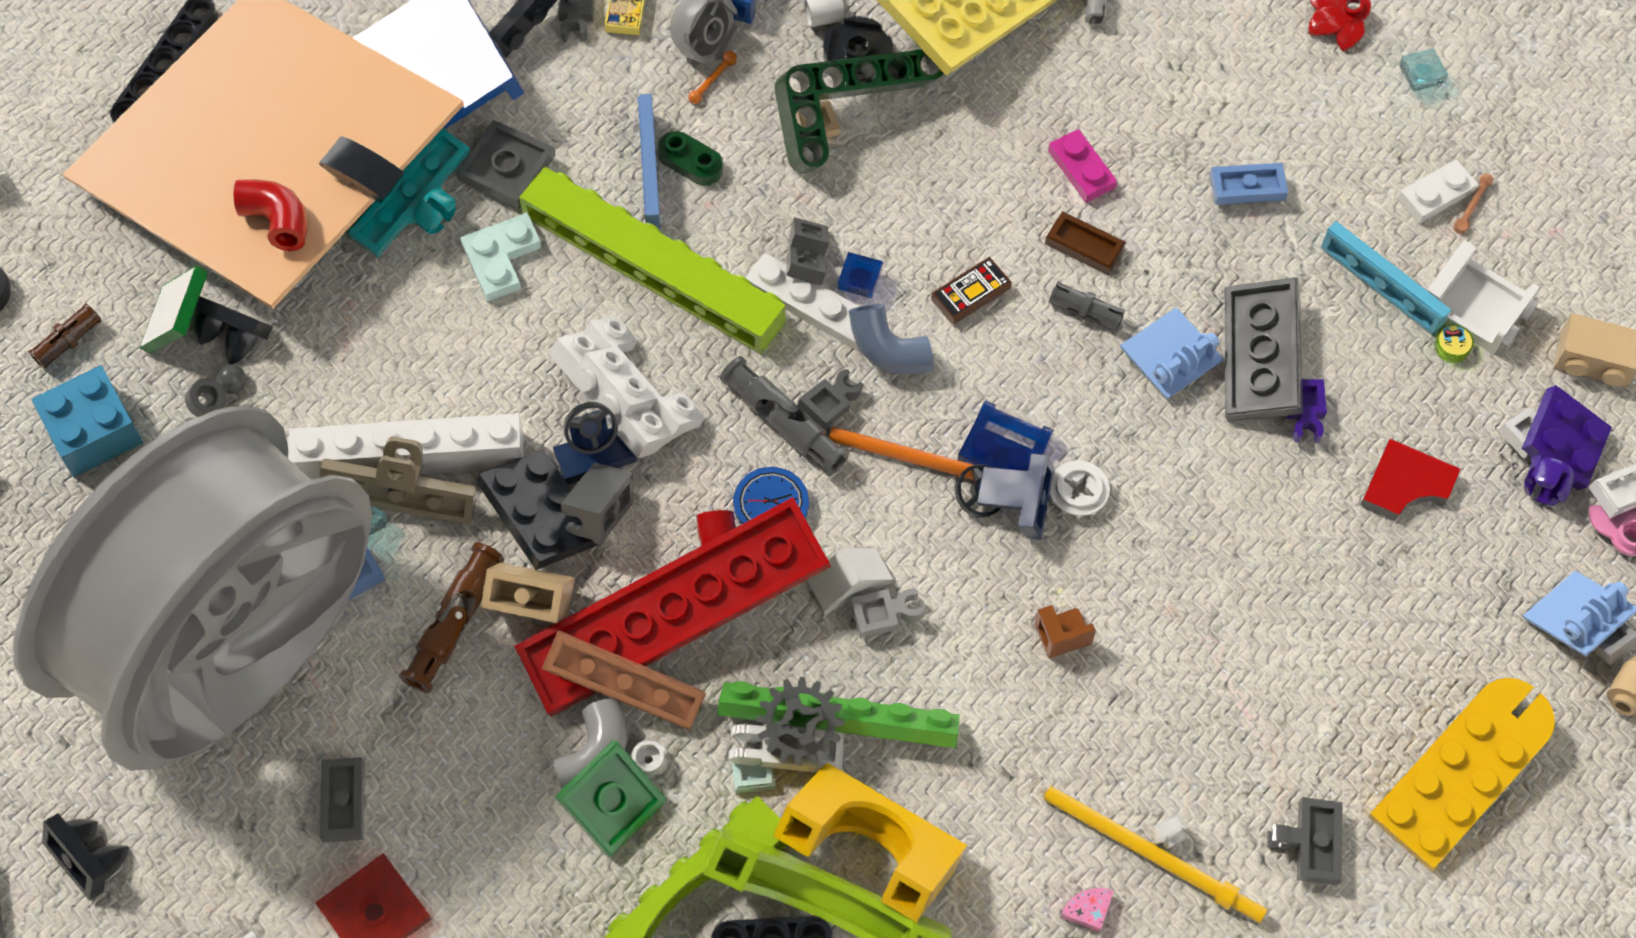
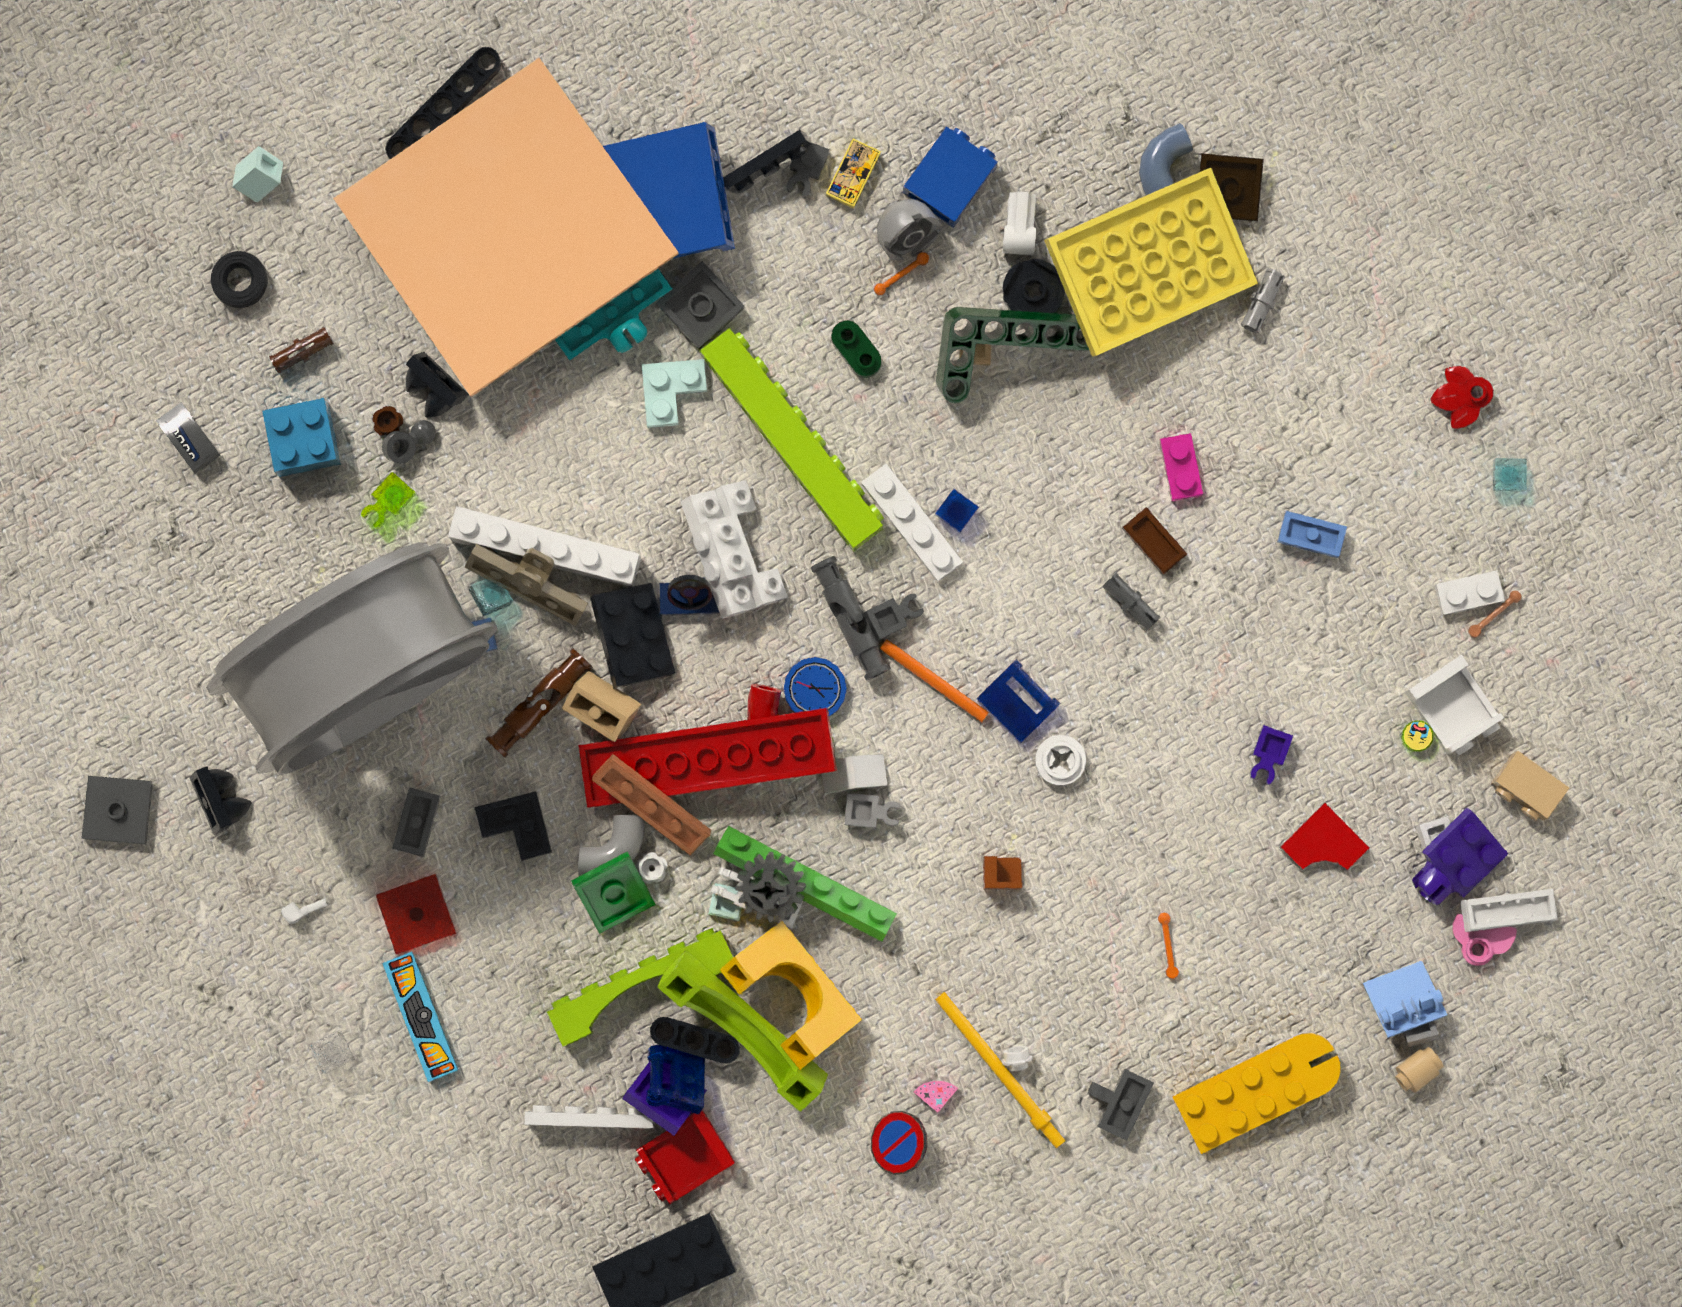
camera: 20 degrees right, 20 degrees up
(173, 310) = (392, 361): tile -> none
(181, 371) = (381, 415): none -> reddish brown plate
(279, 205) = (501, 311): red cylinder -> none
(362, 167) = (576, 295): black slope -> none
(470, 751) = (519, 815): none -> black plate
(599, 501) = (678, 648): dark grey hinge -> none
(648, 160) = (818, 347): medium blue tile -> none
(807, 251) = (920, 474): dark grey slope -> none
(886, 349) = (950, 588): sand blue cylinder -> none
(971, 290) = (1043, 554): tile -> none
(1011, 490) = (1003, 749): piece -> none
(1173, 352) = (1184, 666): light blue hinge -> none
(1263, 350) = (1256, 691): tile -> none
(1303, 675) = (1171, 971): none -> orange hinge
(1385, 278) = (1384, 661): medium azure tile -> none

